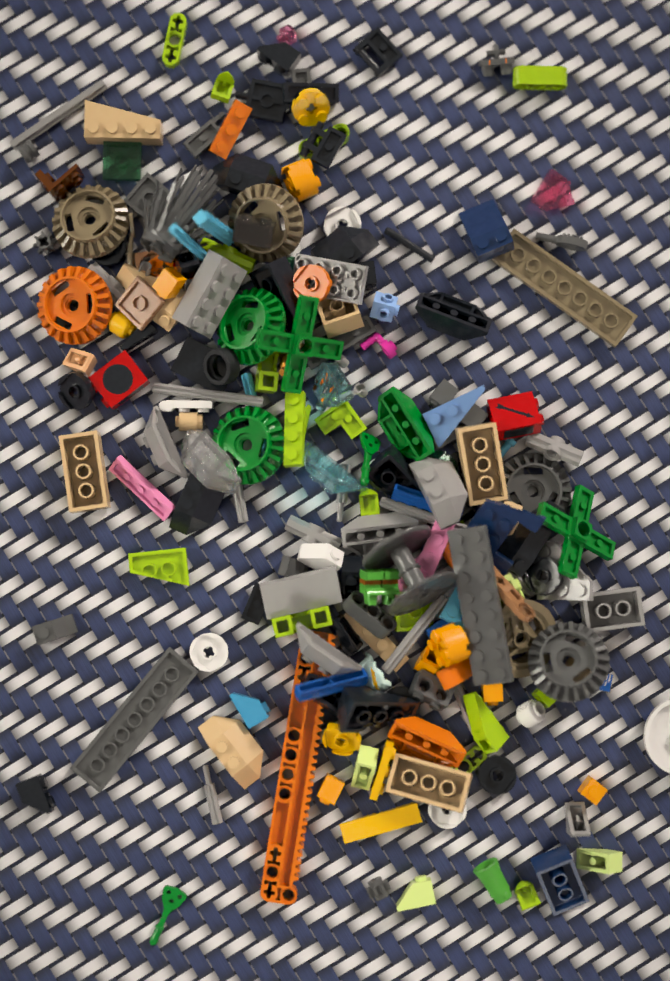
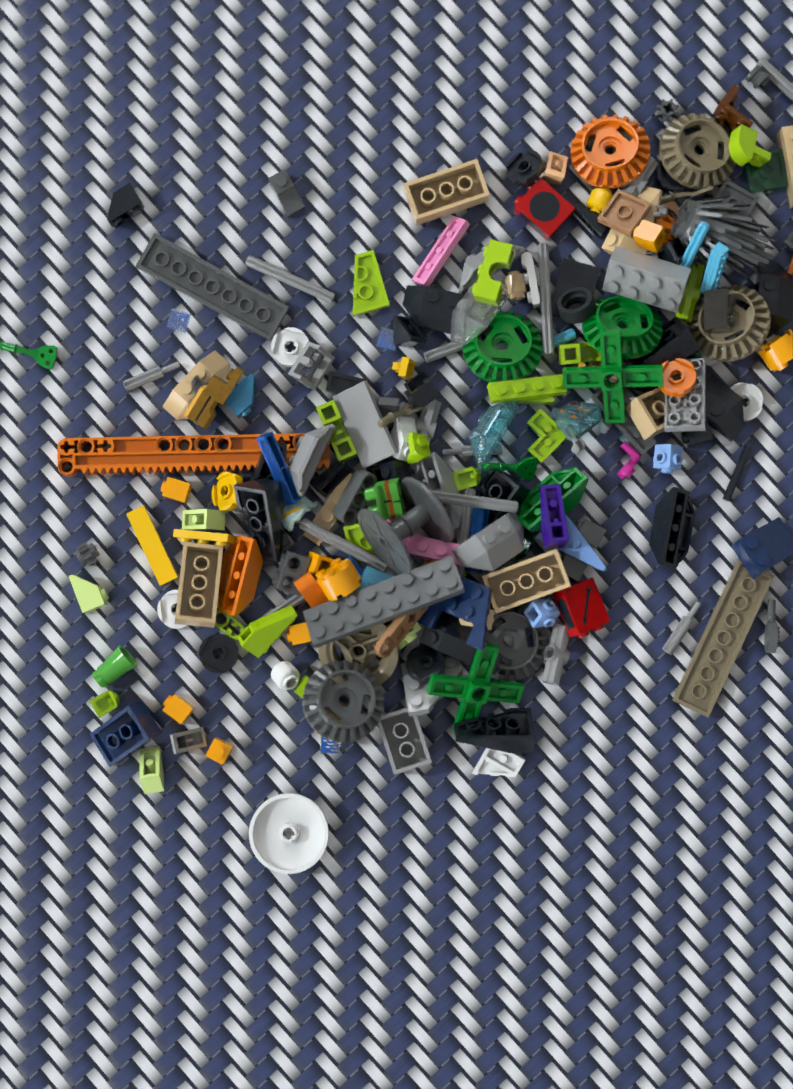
camera: 90 degrees right, 0 degrees up
(96, 177) = (743, 147): none -> lime brick
(141, 640) = (290, 279): none -> light grey axle
(161, 434) = (496, 256): none -> lime arch
(161, 758) = (178, 320): none -> clear tile
(216, 535) = (406, 332): none -> black slope
(218, 555) = (386, 339): none -> clear tile
(231, 634) = (311, 365): none -> light grey window
(245, 741) = (209, 395): none -> pearl gold plate
(251, 543) = (405, 368): none -> yellow tile
(277, 532) = (420, 390): none -> black window
(292, 548) = (406, 410): none -> dark tan piece
(333, 545) = (418, 448): none -> lime plate
(396, 499) = (476, 501): none -> light grey axle
(425, 427) = (553, 517): none -> dark purple slope
(514, 454) = (541, 613): none -> light blue brick
(544, 824) = (178, 708): none -> light orange brick
(552, 328) = (680, 630): none -> light grey axle
(619, 510) = (503, 732): none -> black wedge
(646, 522) = (498, 763): none -> white wing

